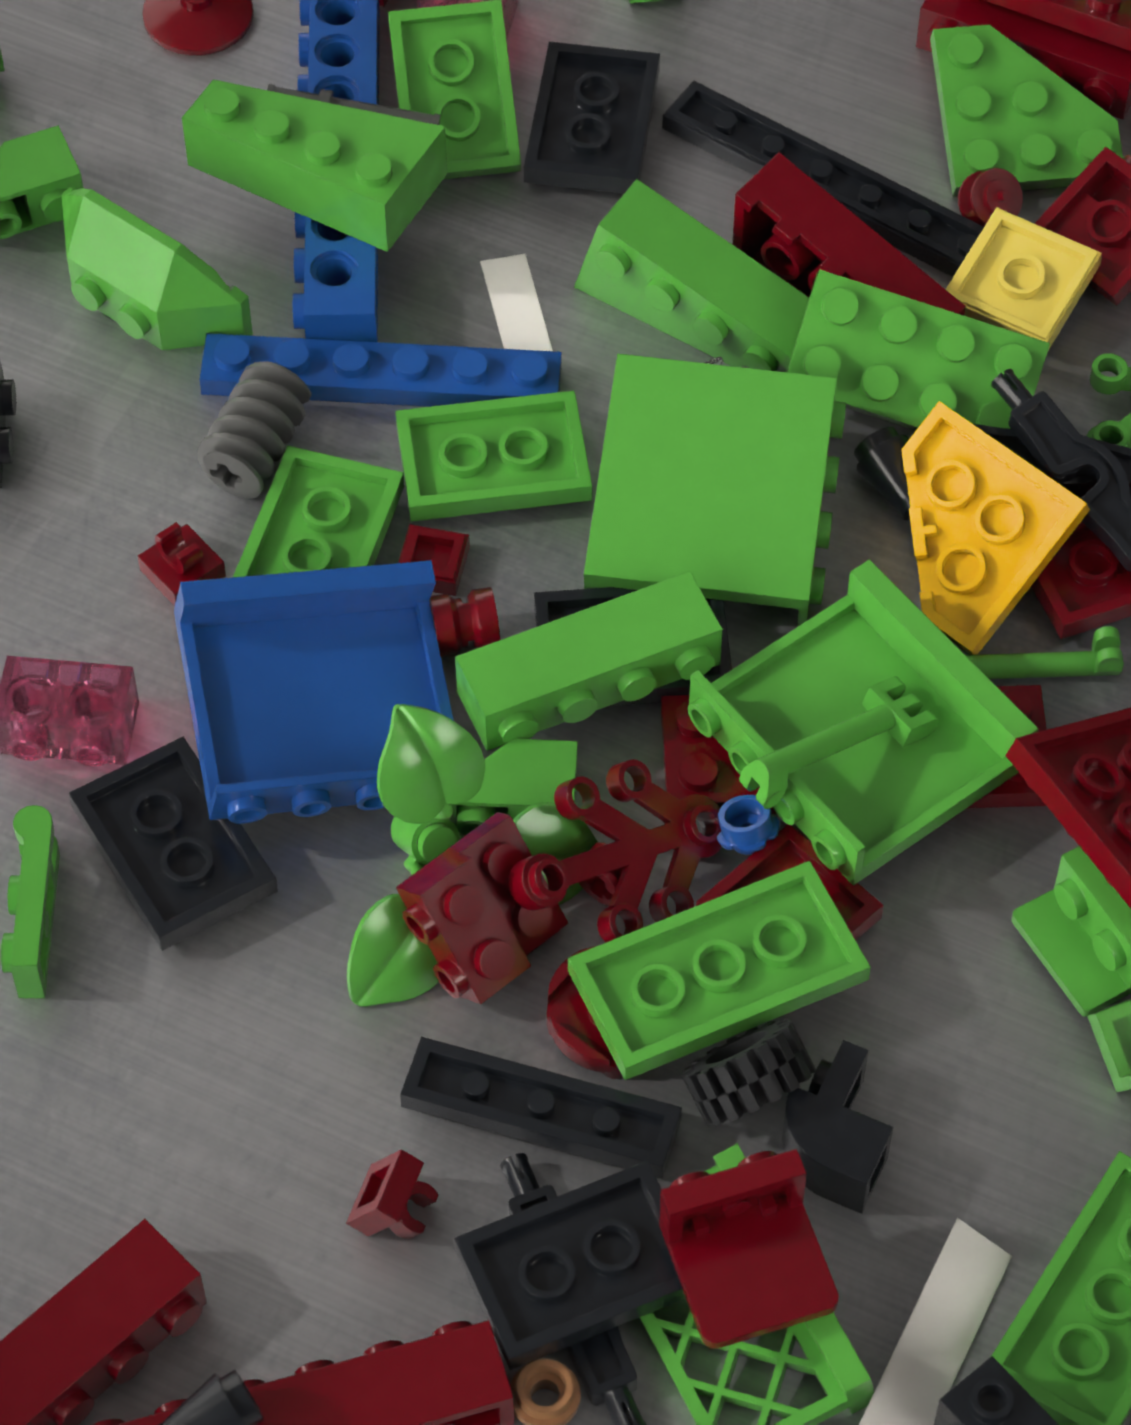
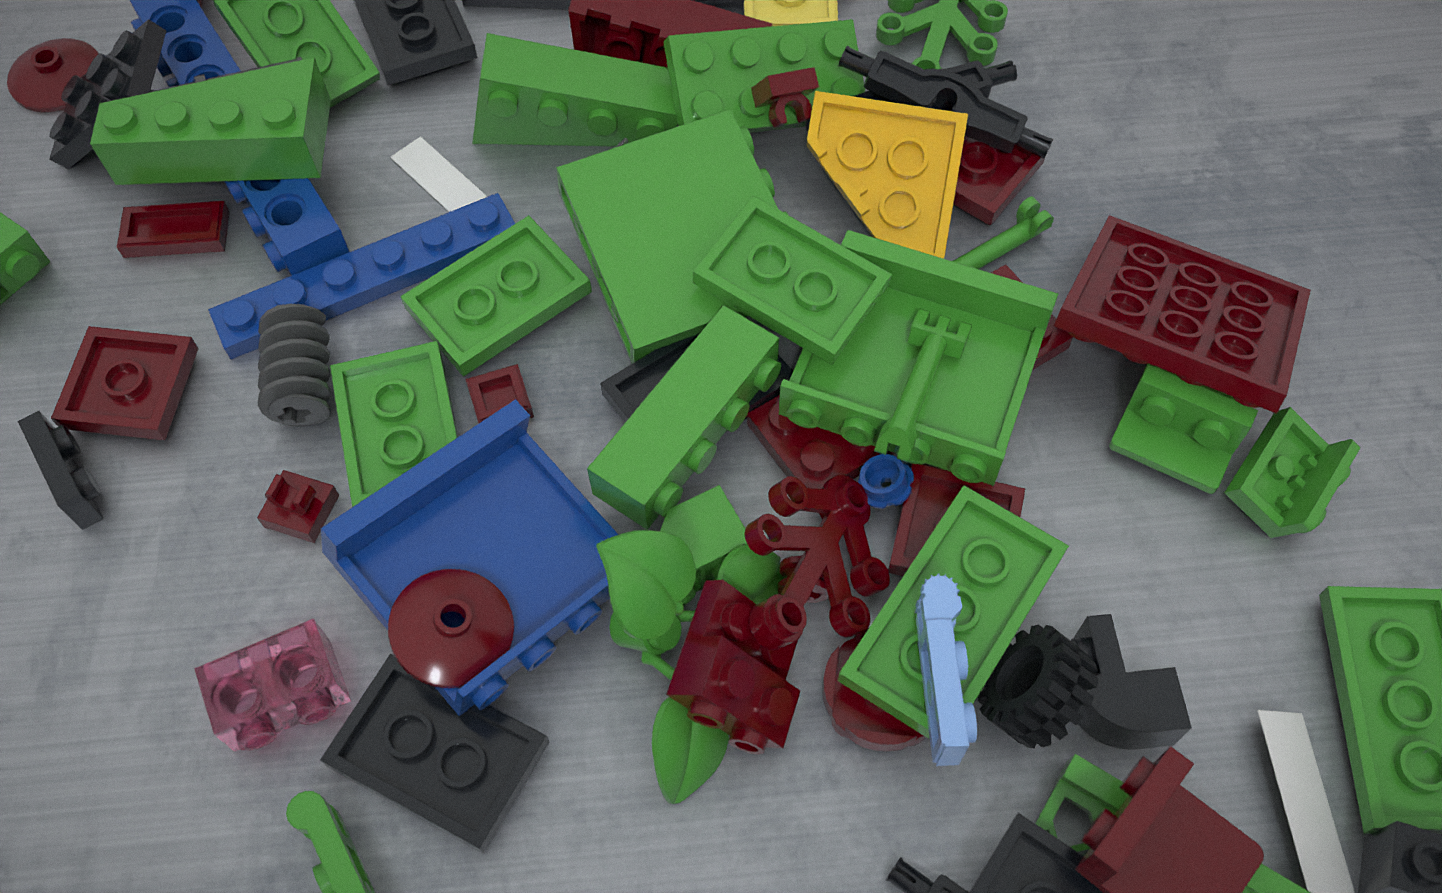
camera: 30 degrees left, 5 degrees up
(91, 368) = (125, 383): none -> dark red plate
(145, 277) = (129, 284): bright green wedge -> none
(223, 235) = (173, 229): none -> dark red tile
(226, 752) = (446, 654): none -> dark red dish
(238, 55) = (118, 75): none -> black plate
(465, 622) = (563, 432): dark red wheel -> none
(540, 1106) = (885, 809): black plate -> none
(657, 993) = (943, 665): none -> light blue hinge
(779, 580) = (791, 279): none -> bright green plate
(882, 466) = (793, 163): black cone -> none
(910, 385) = (786, 89): none -> dark red tile

